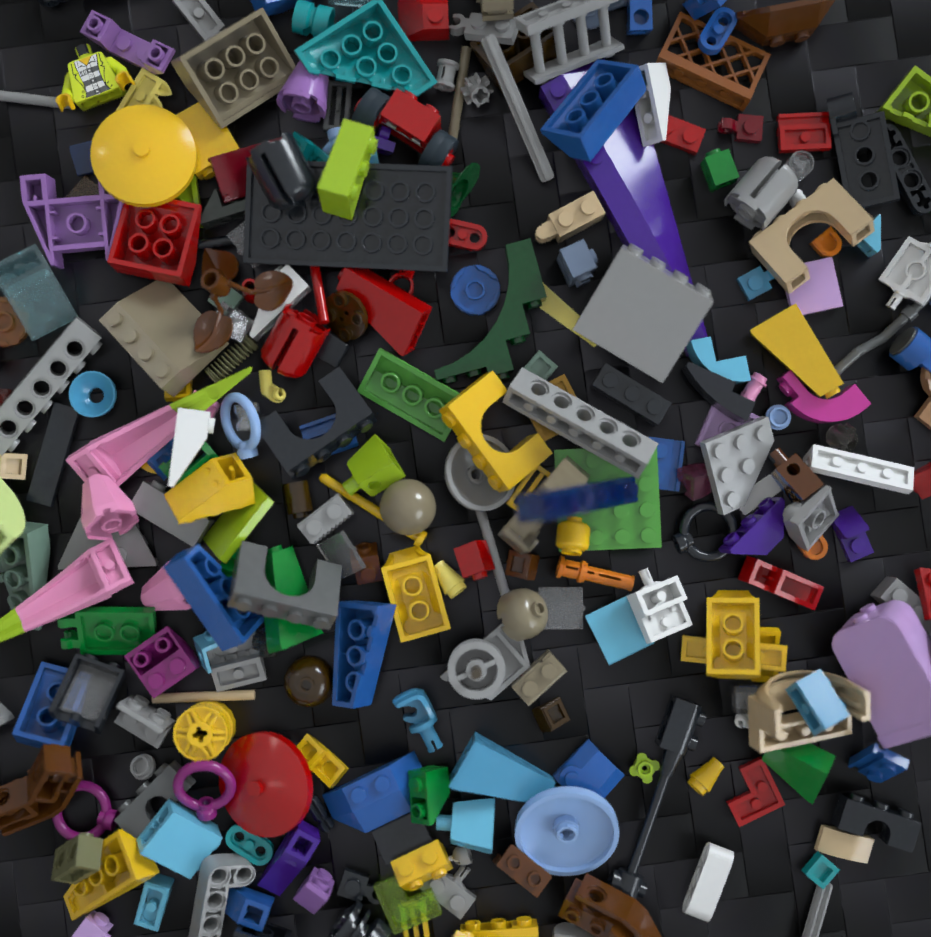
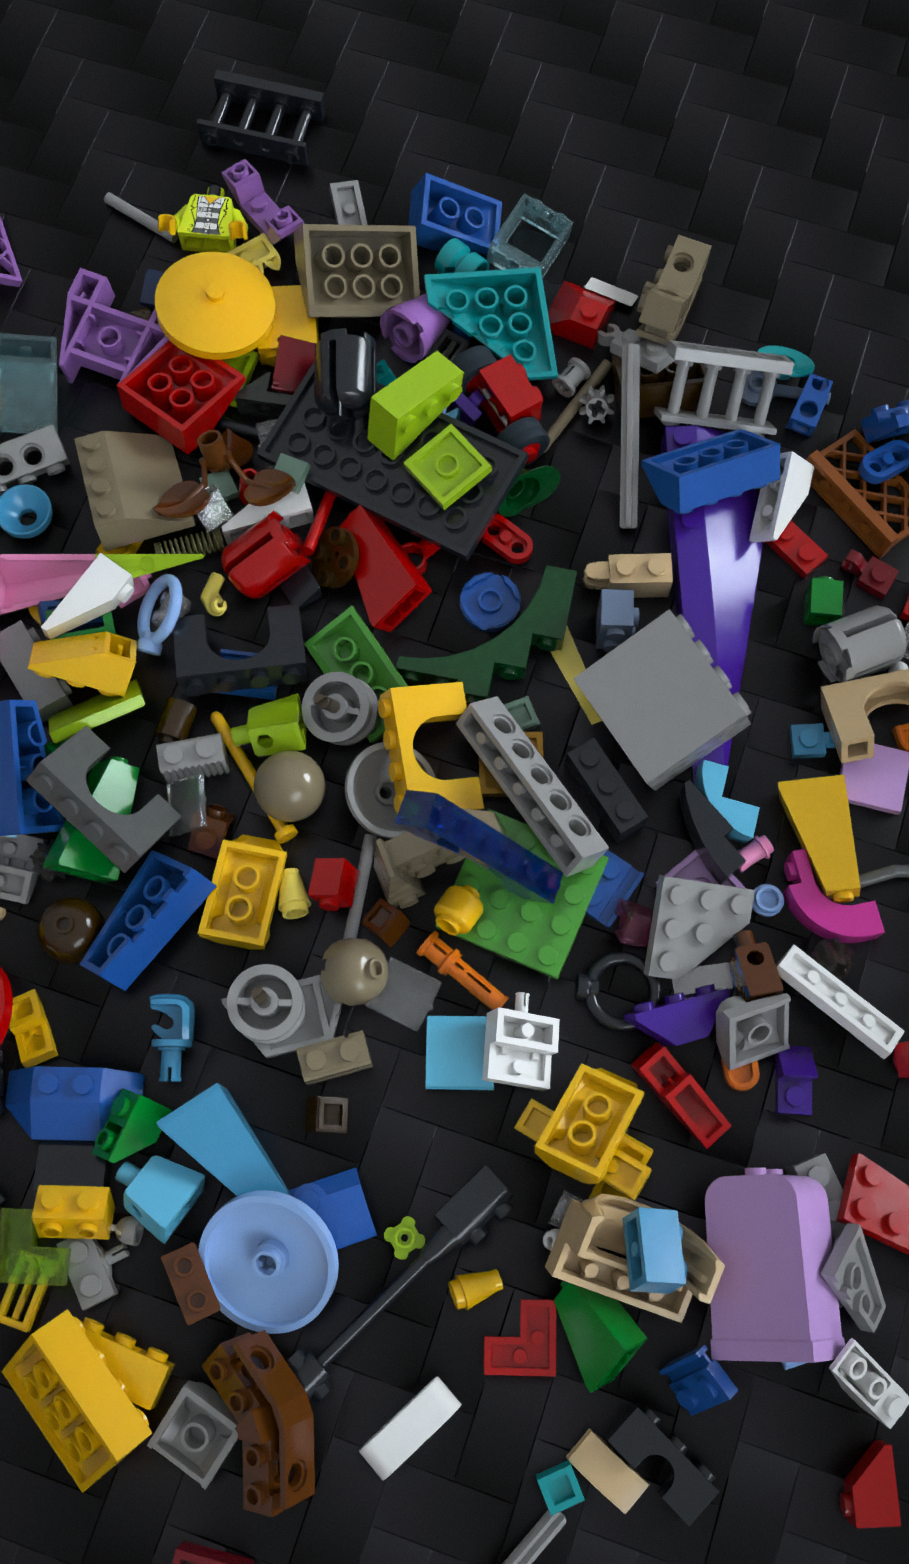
camera: 25 degrees right, 15 degrees down
(279, 263) = (294, 467): none -> sand green tile
(398, 208) = (447, 466): none -> lime plate
(412, 431) = (340, 708): none -> light grey wheel

